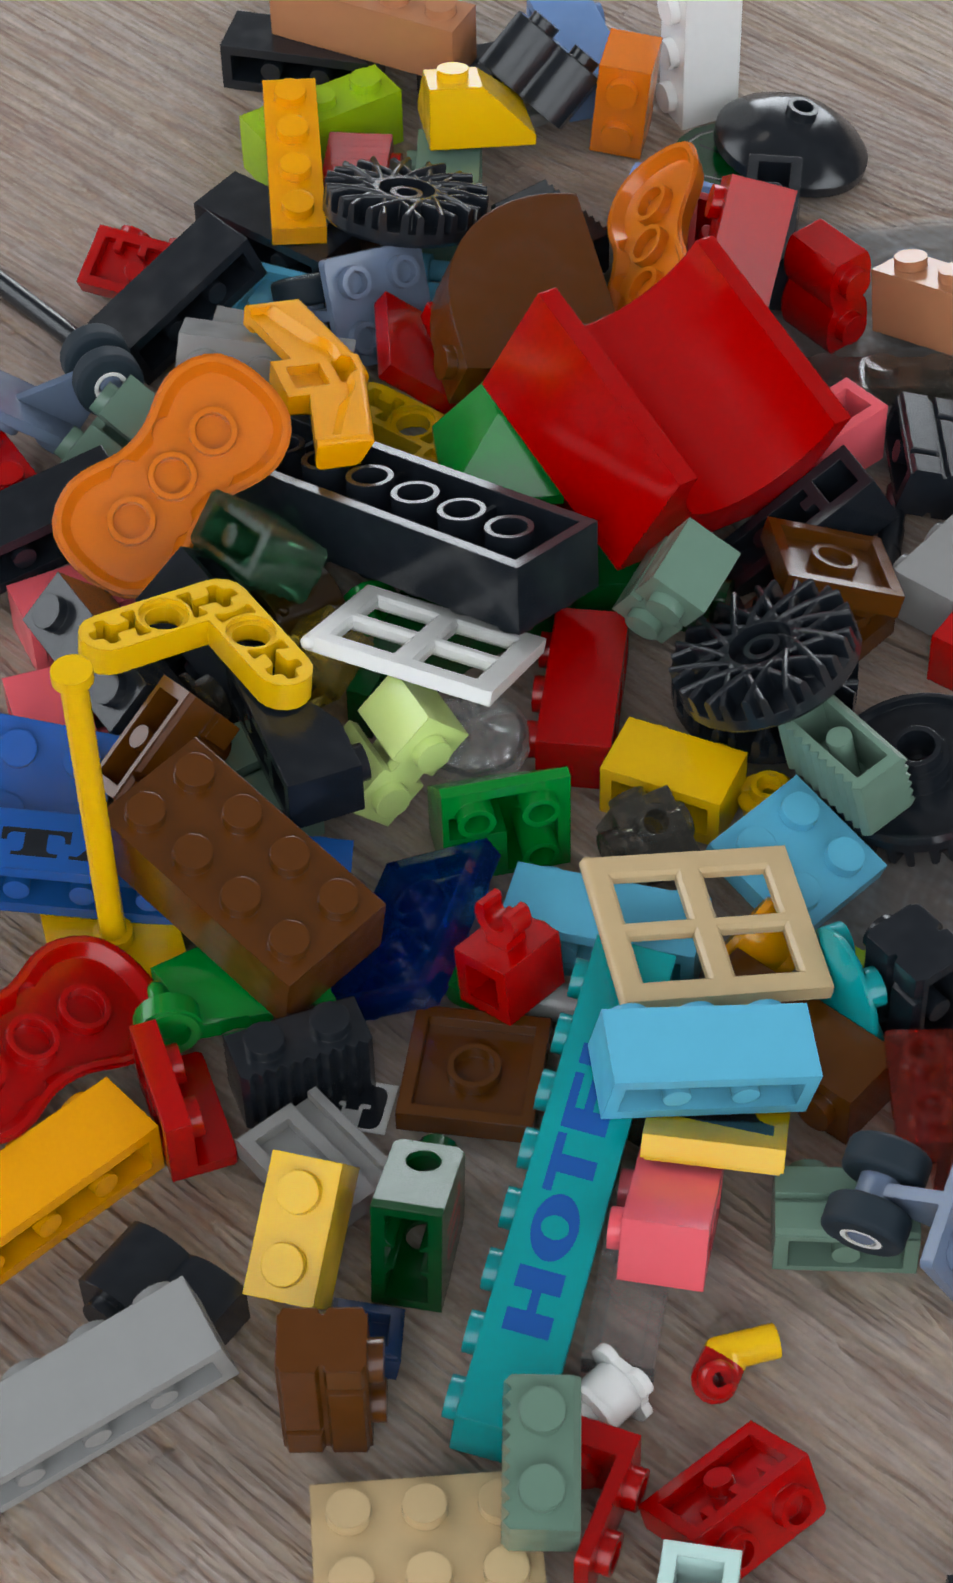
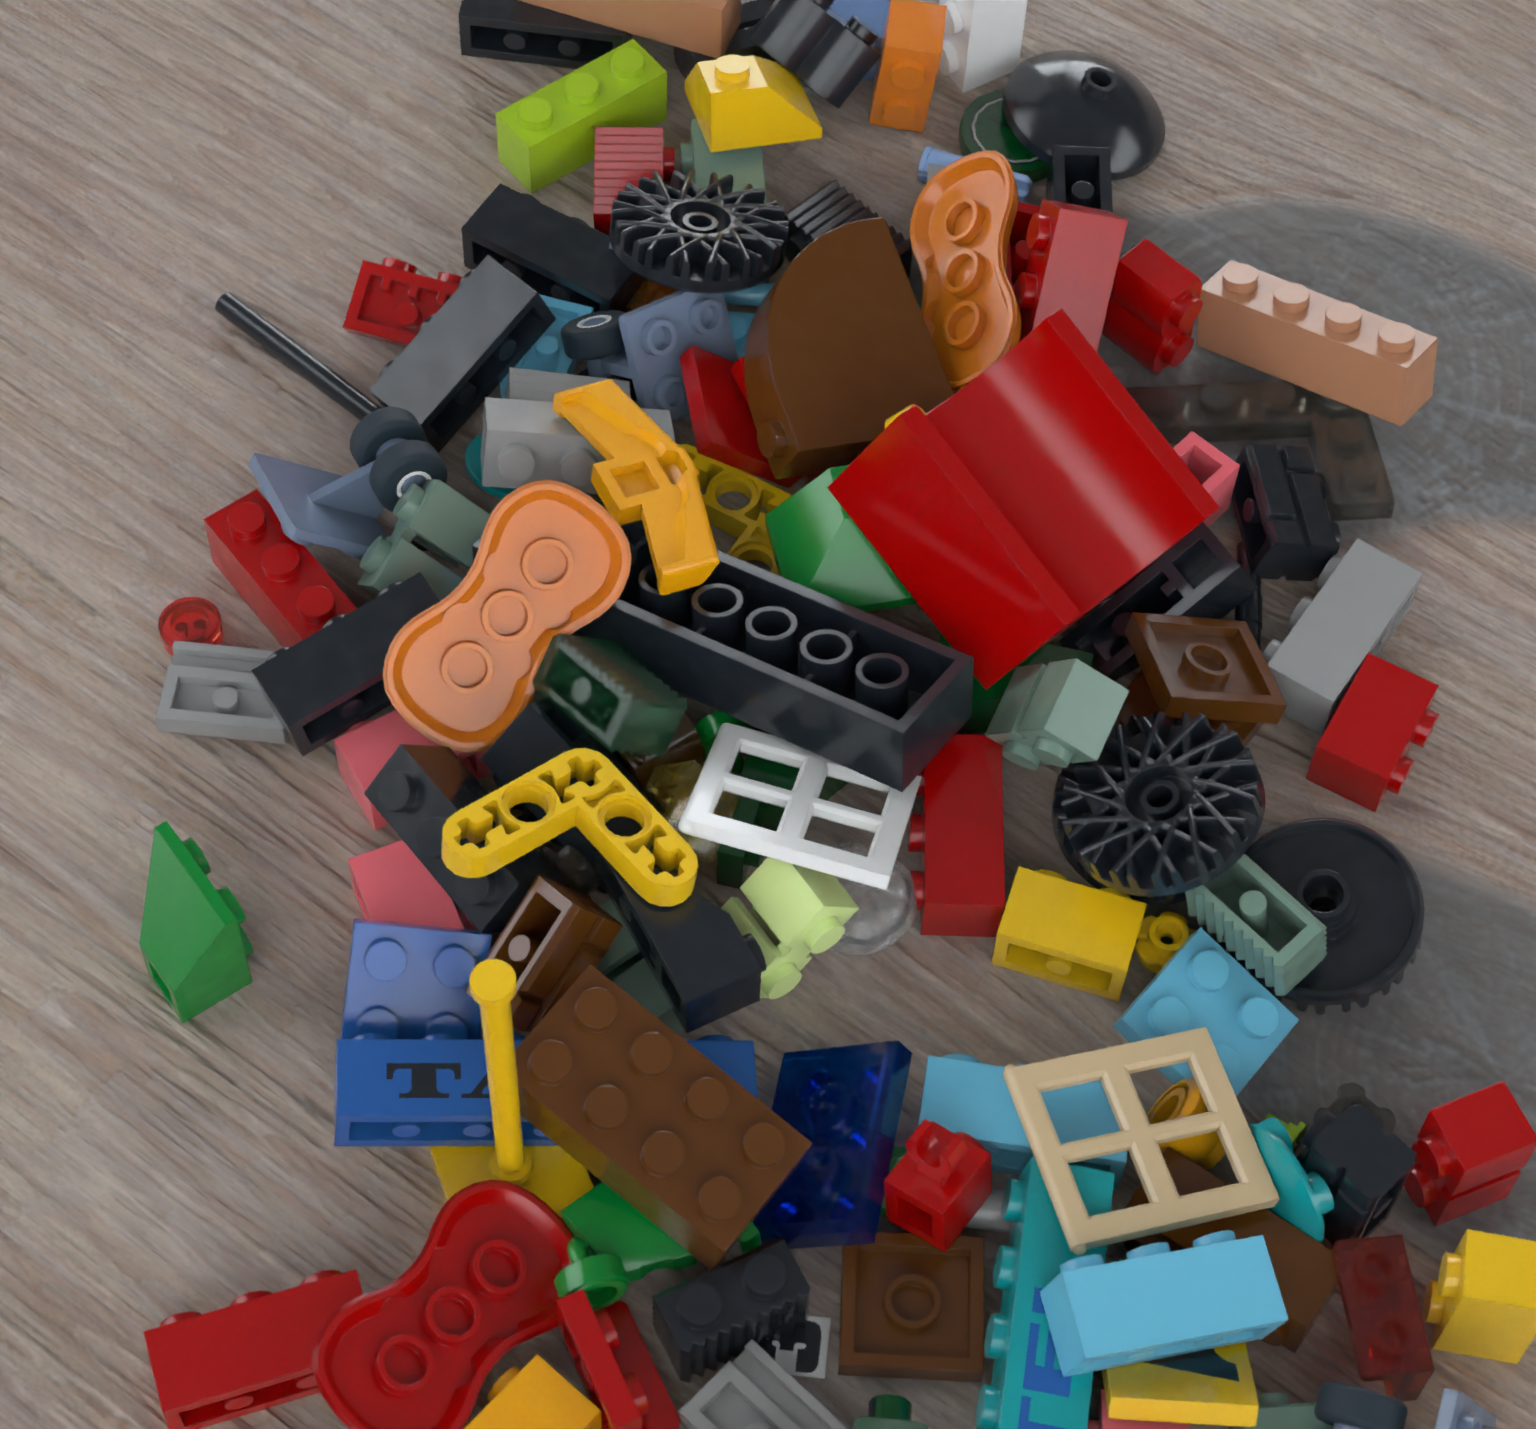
camera: 10 degrees left, 10 degrees up
(294, 161) = (567, 176): light orange plate -> none
(518, 812) = (899, 997): green slope -> none
(645, 825) = (1054, 1010): clear smoke brick -> none

